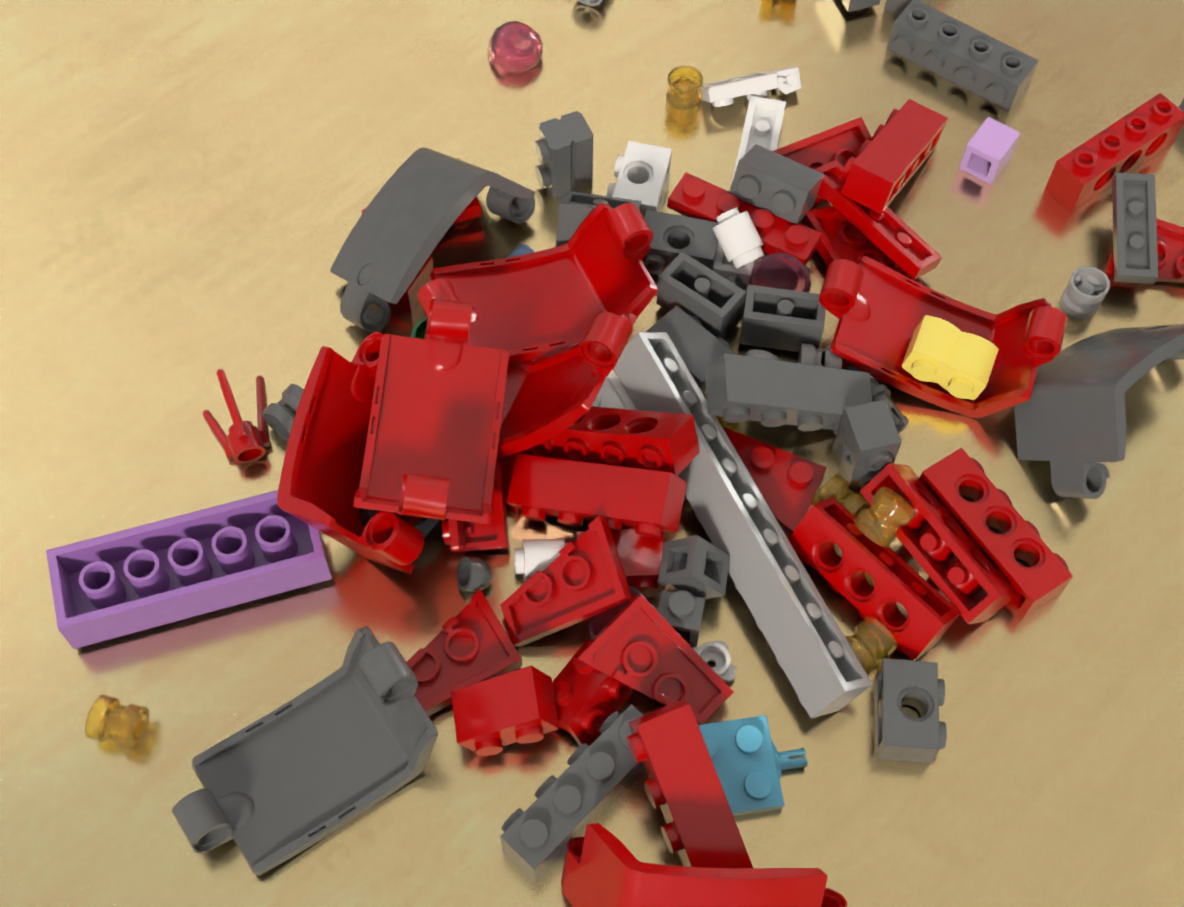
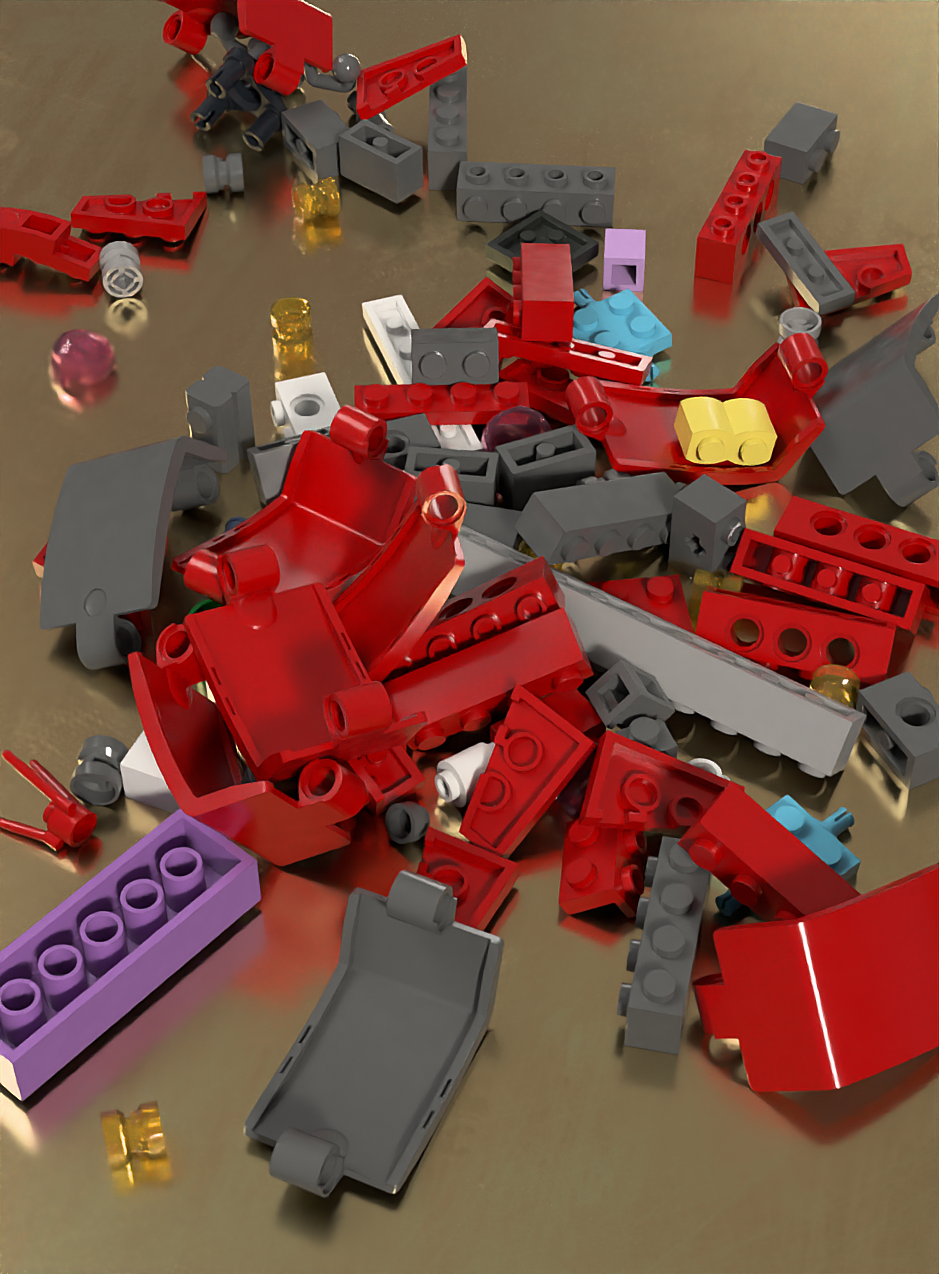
camera: 30 degrees left, 15 degrees down
(505, 711) = (542, 908): red brick -> none
(738, 237) = (453, 414): white brick -> none
(756, 84) = (380, 281): white hinge -> none
(884, 517) = (773, 572): clear yellow wheel -> none
(939, 94) = (541, 229): none -> pearl dark grey plate
(940, 212) = (620, 324): none -> medium azure plate

